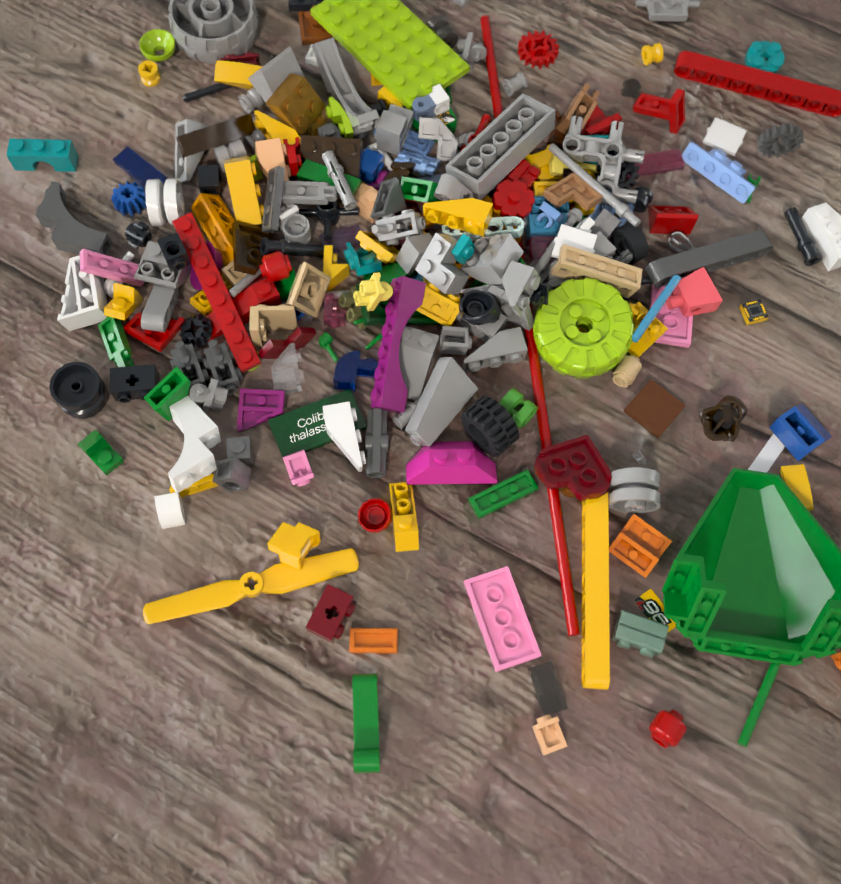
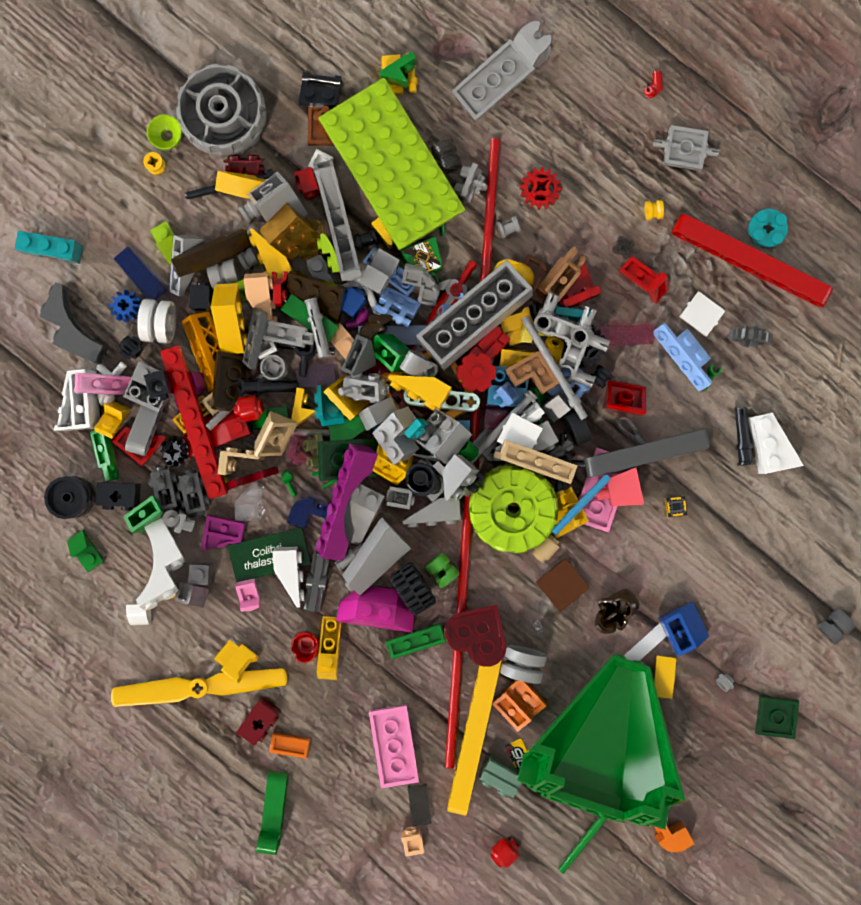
camera: 15 degrees right, 20 degrees up
(165, 137) = (164, 237): none -> lime slope
(309, 69) = (307, 183): none -> red brick
(372, 292) = (329, 462): light yellow hips -> none
(431, 104) = (419, 251): leg -> none

